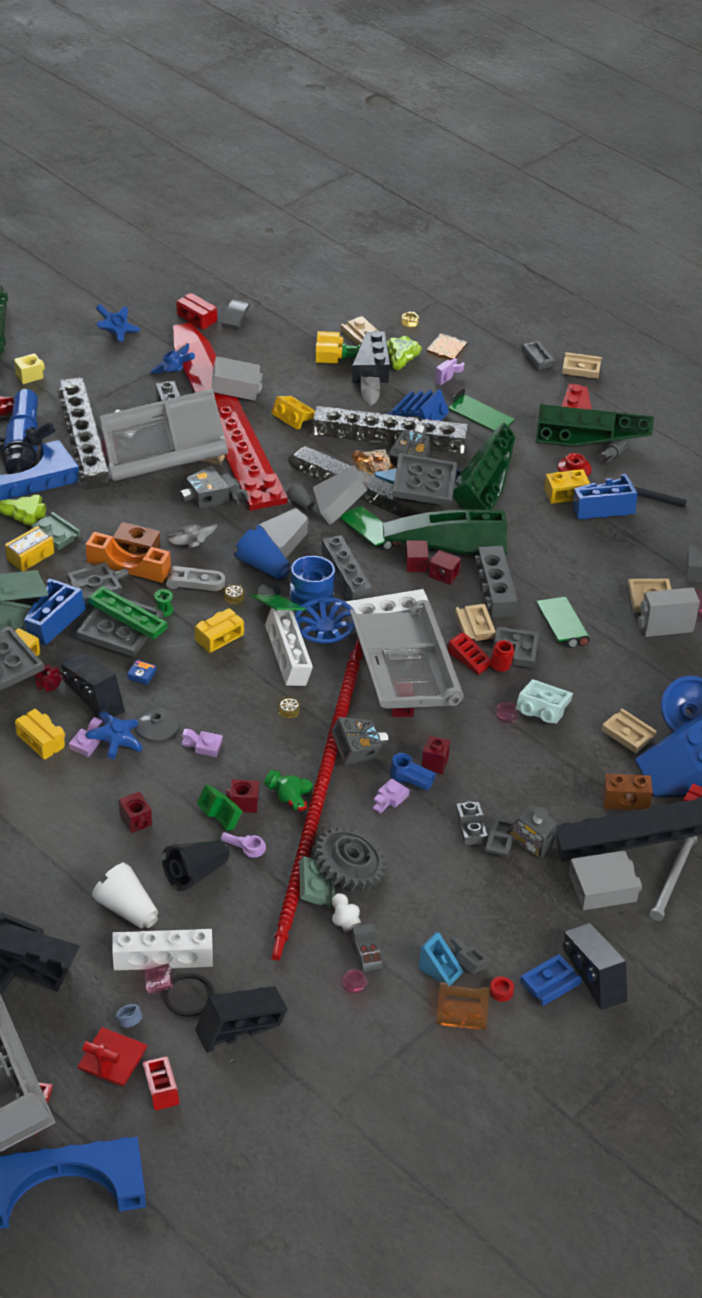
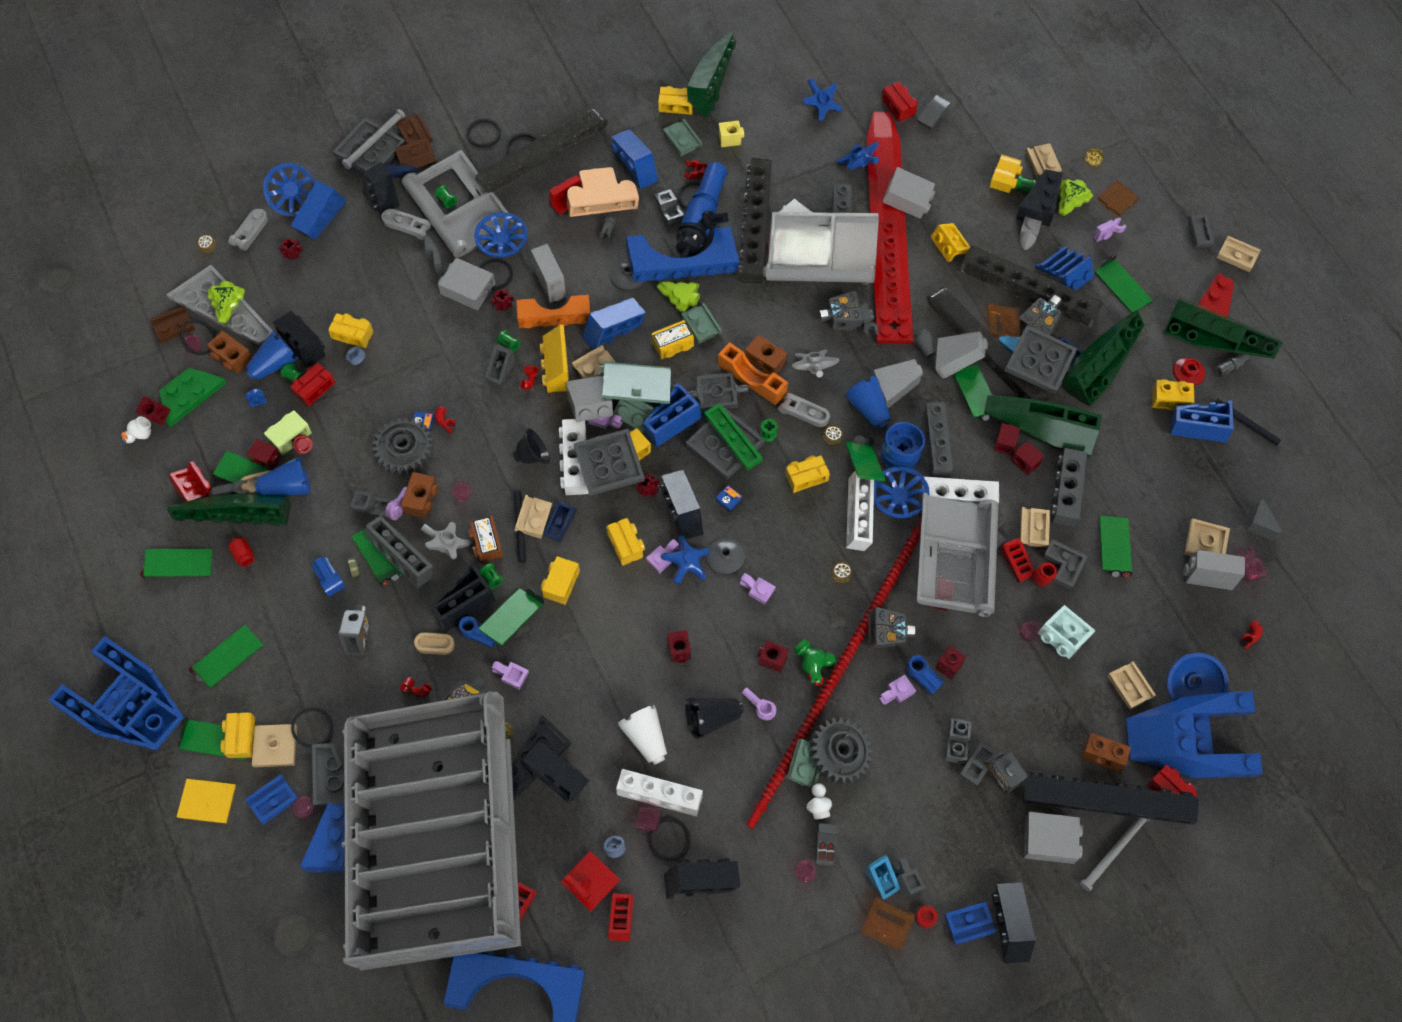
camera: 20 degrees right, 20 degrees up
(218, 805) = (748, 659): green slope -> none

